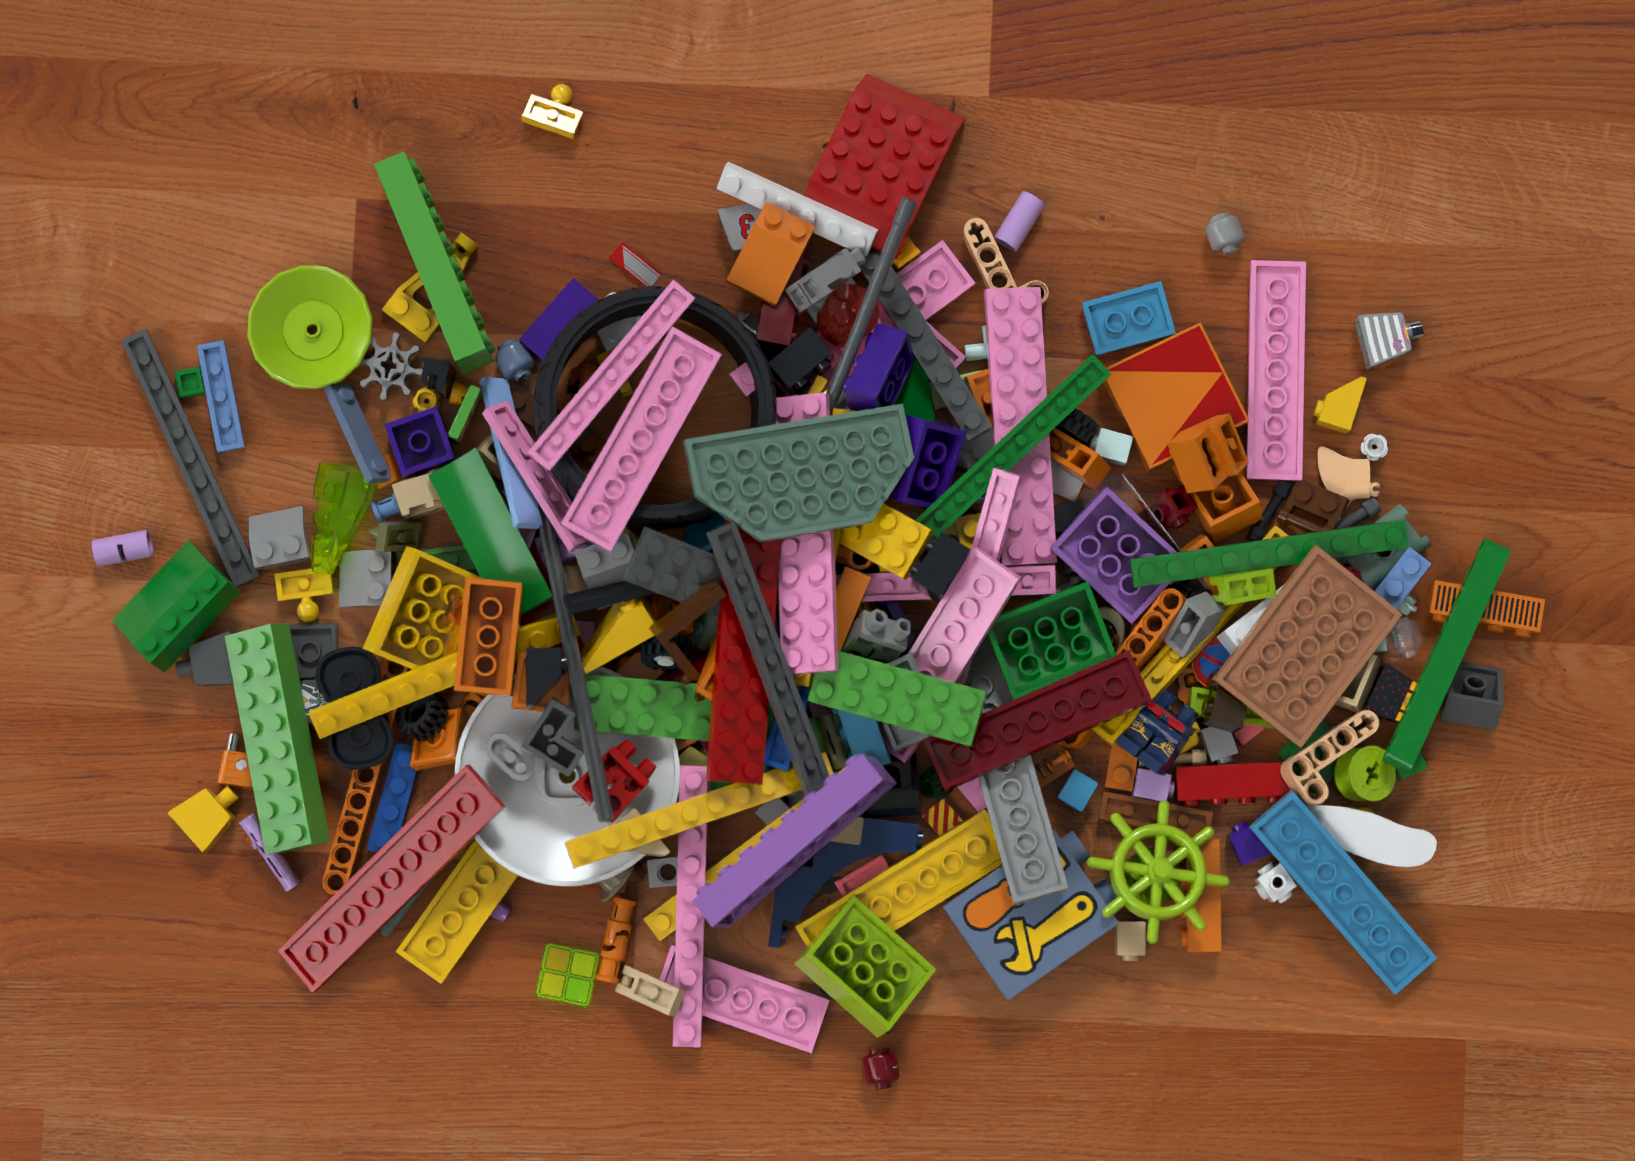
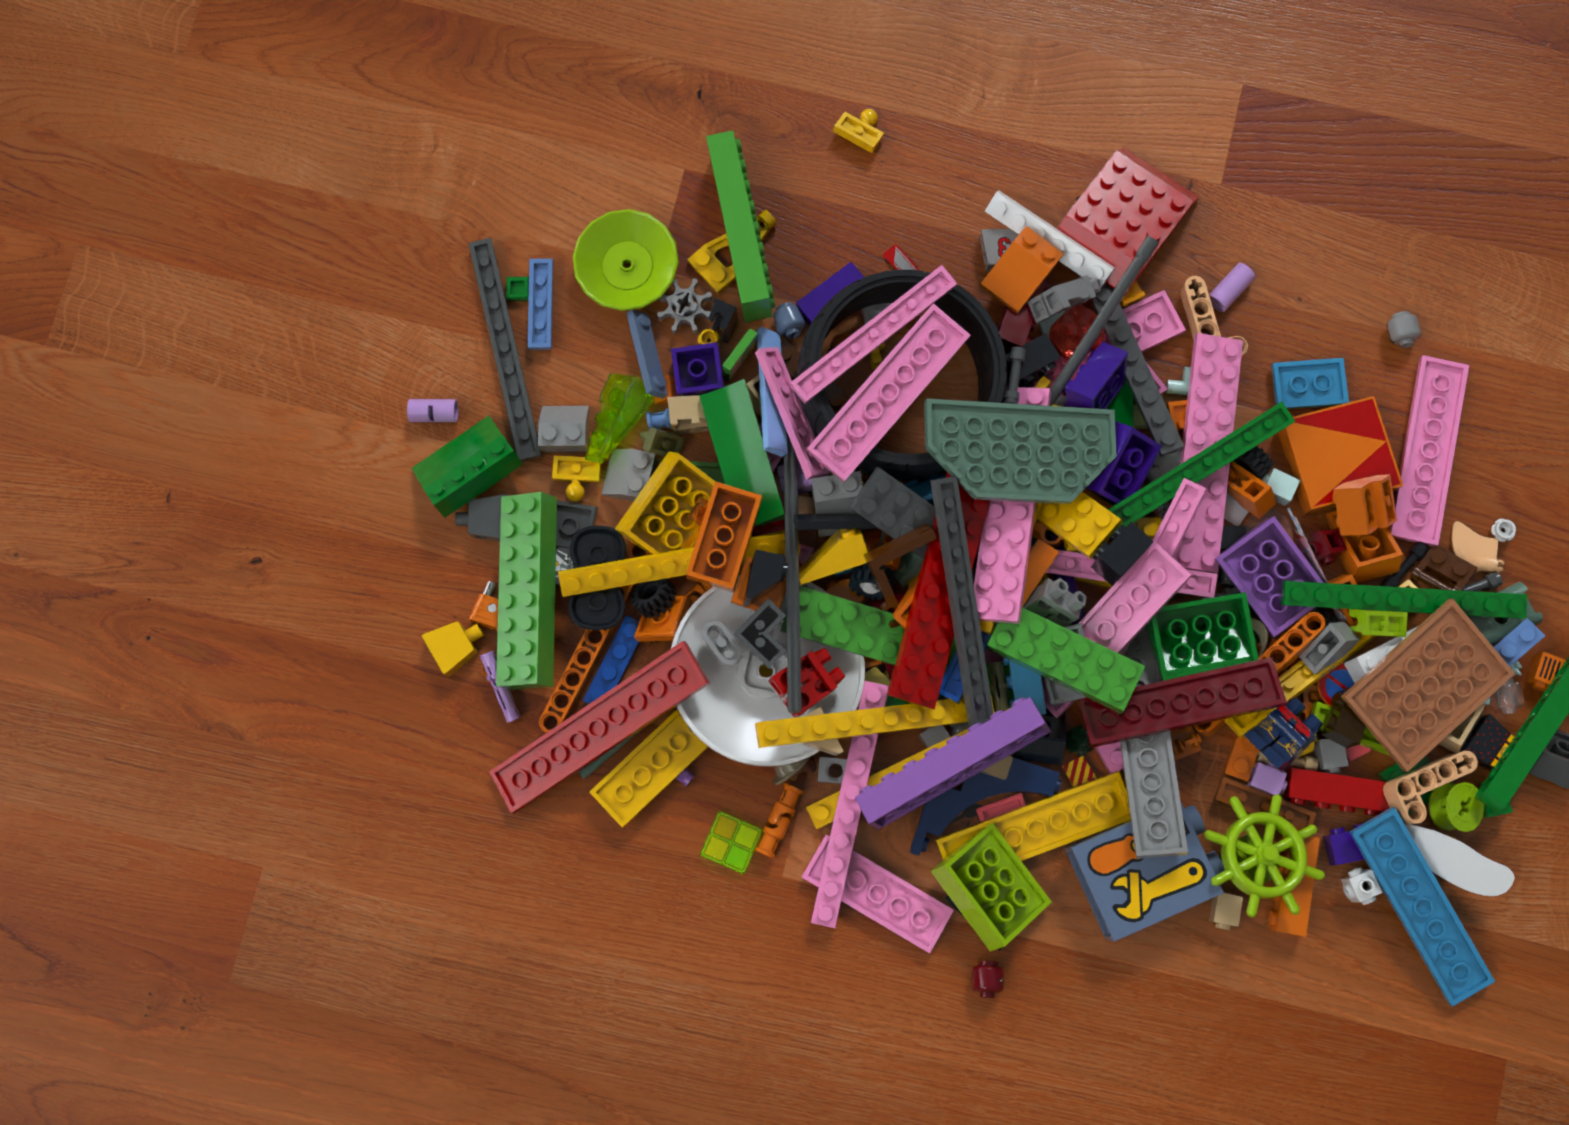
camera: 10 degrees right, 5 degrees down
(458, 393) = (735, 338): light orange hinge -> none
(650, 991) = (801, 870): tan plate -> none
(743, 379) = (981, 366): bright pink plate -> none
(782, 363) = (1017, 357): none -> dark grey bar
(1077, 790) = (1200, 771): dark azure panel -> none
(1340, 406) = (1480, 491): yellow slope -> none
(1385, 337) = (1527, 440): light grey torso -> none

